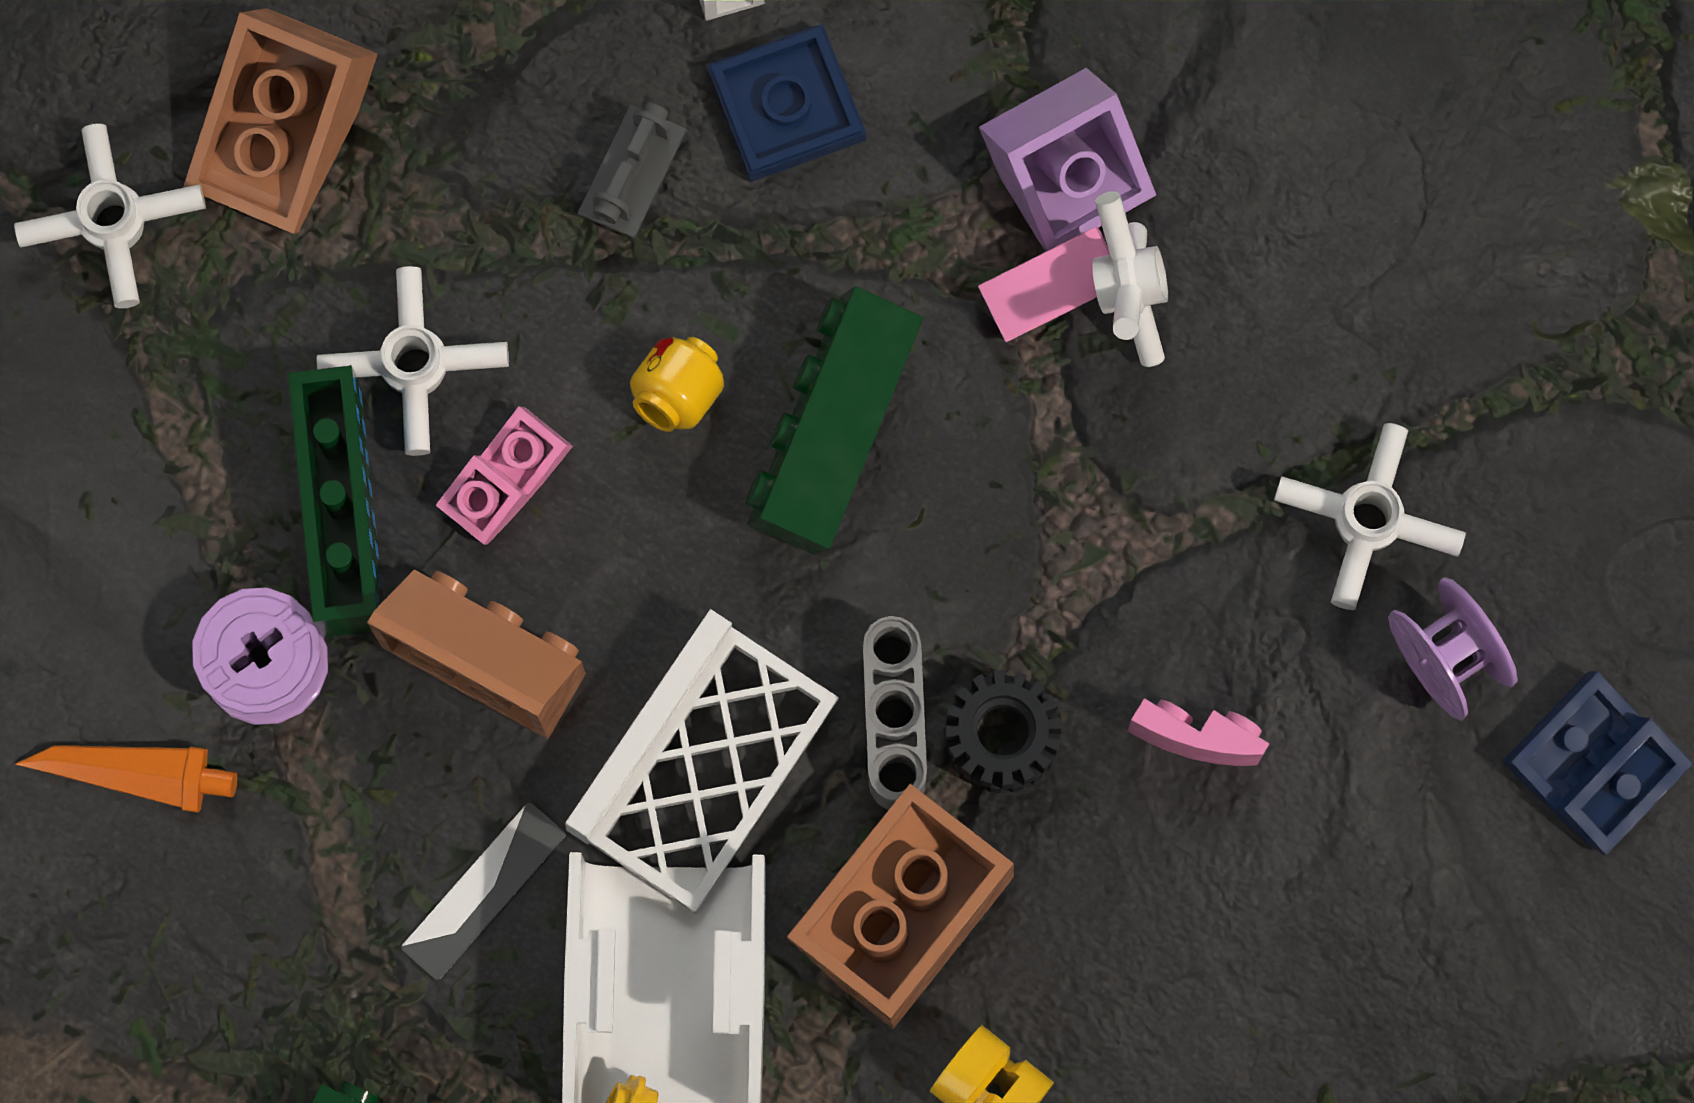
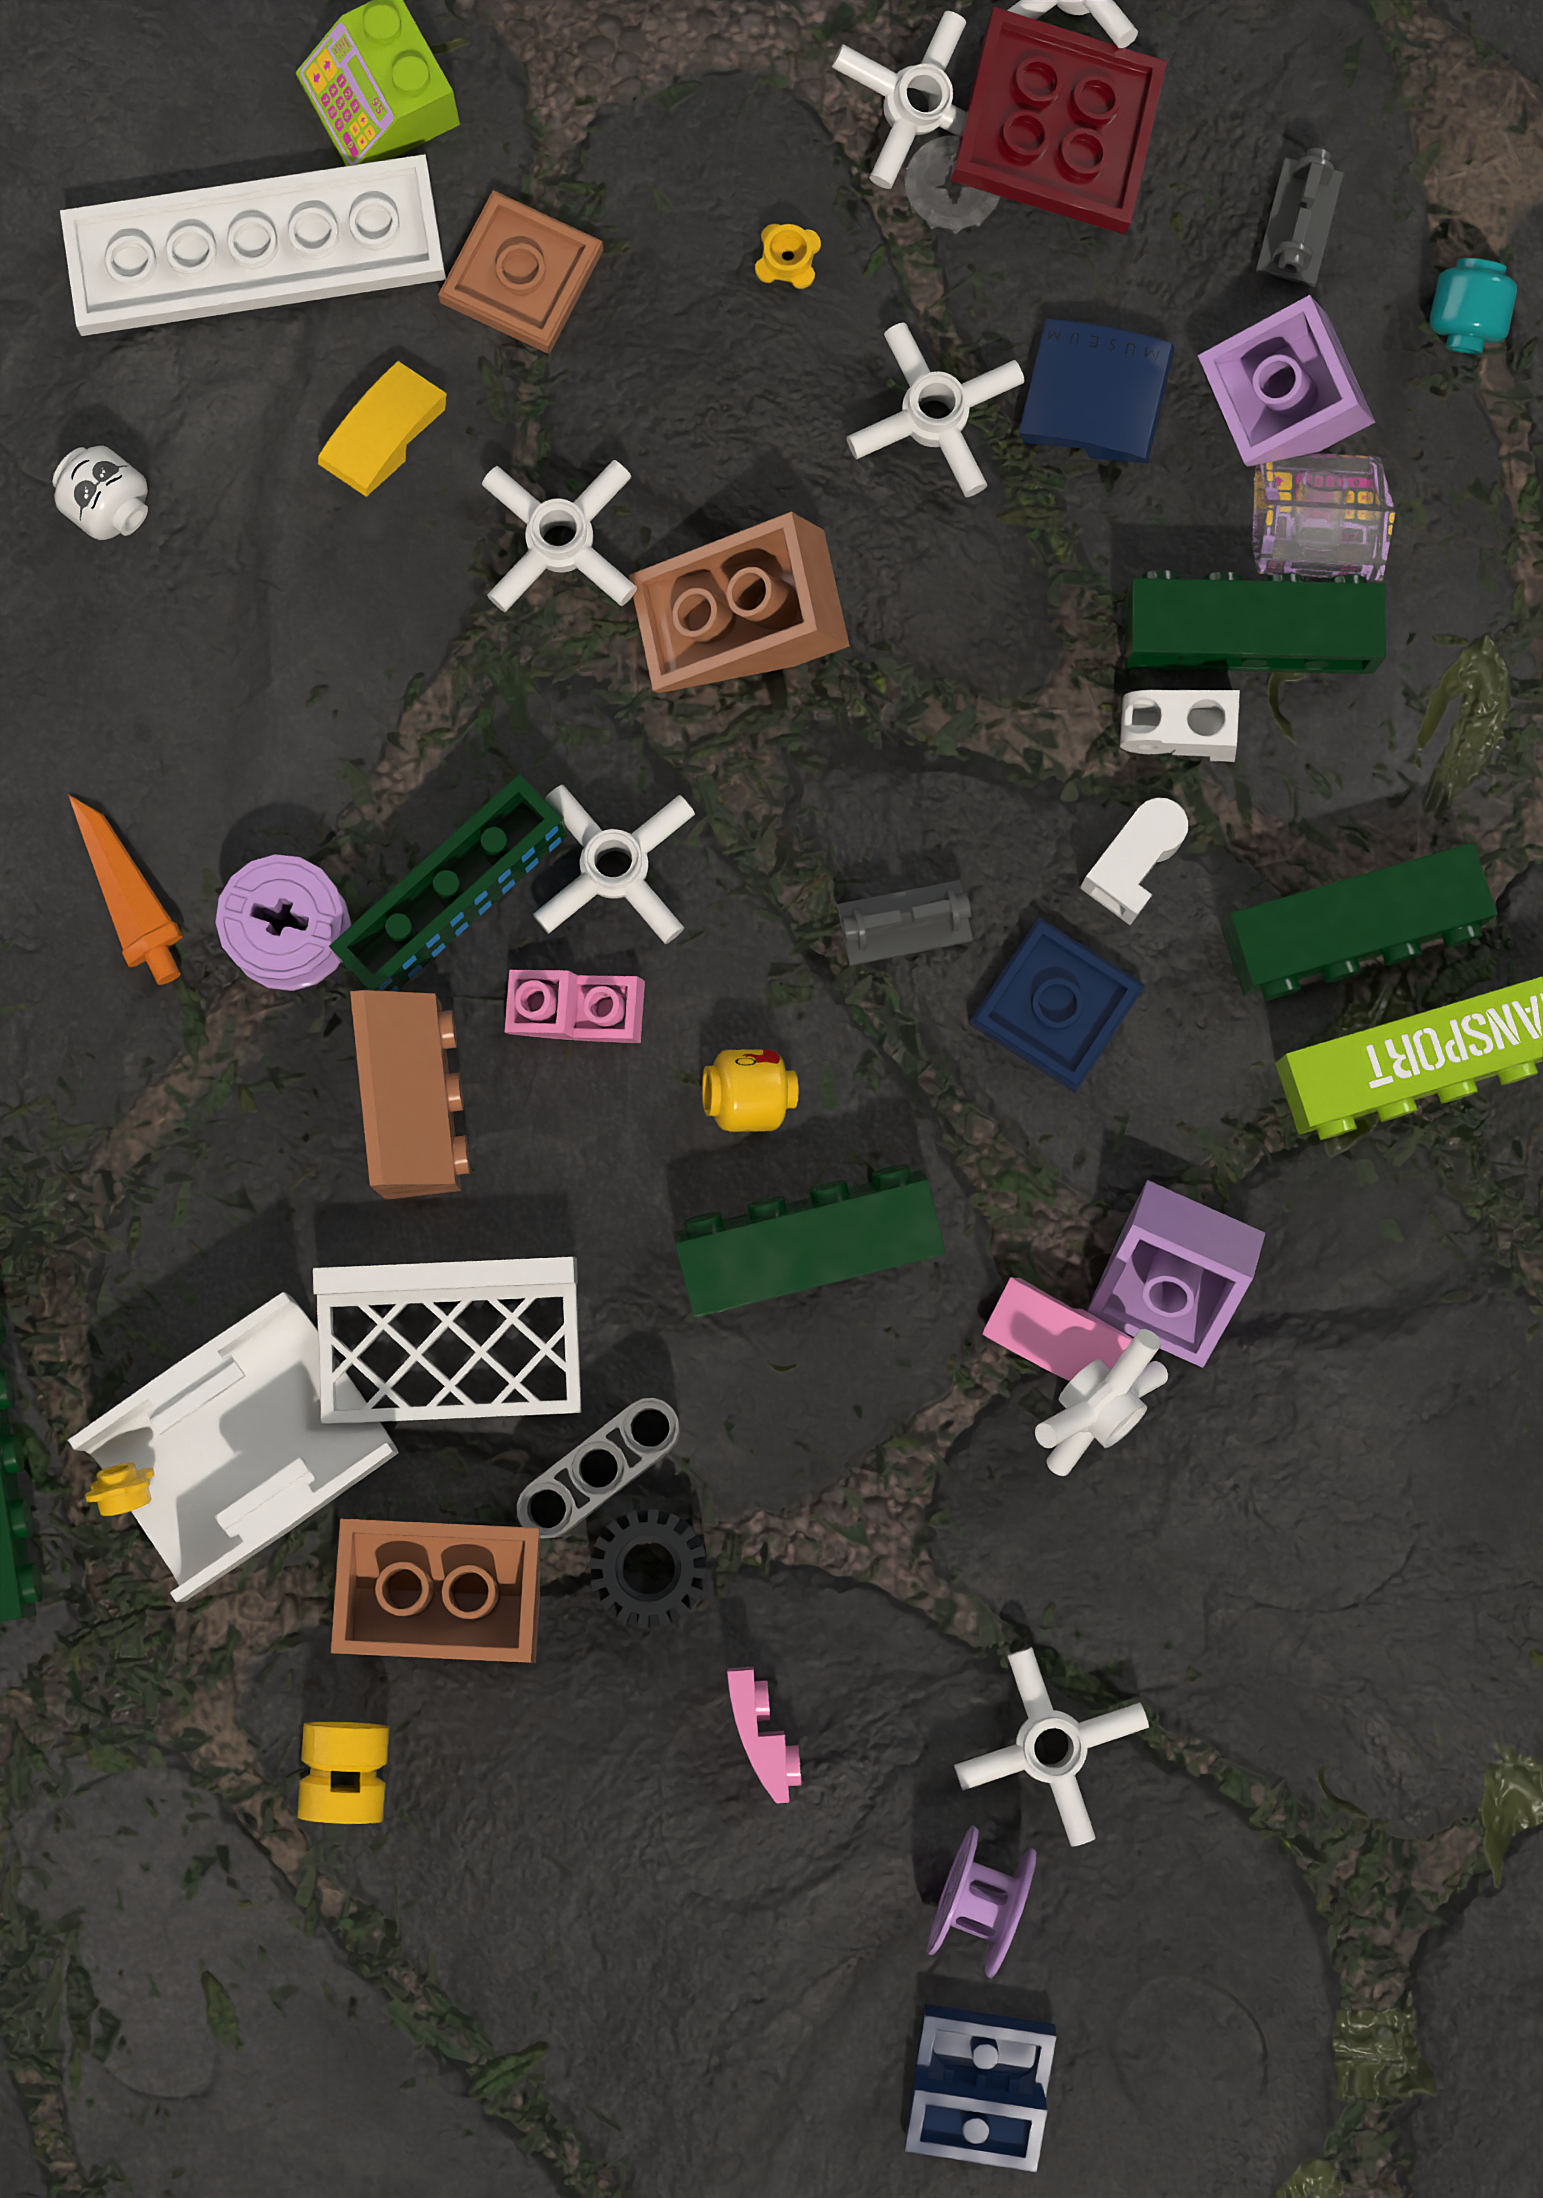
camera: 50 degrees right, 5 degrees up
(483, 891) = (225, 1239): dark grey sticker -> none

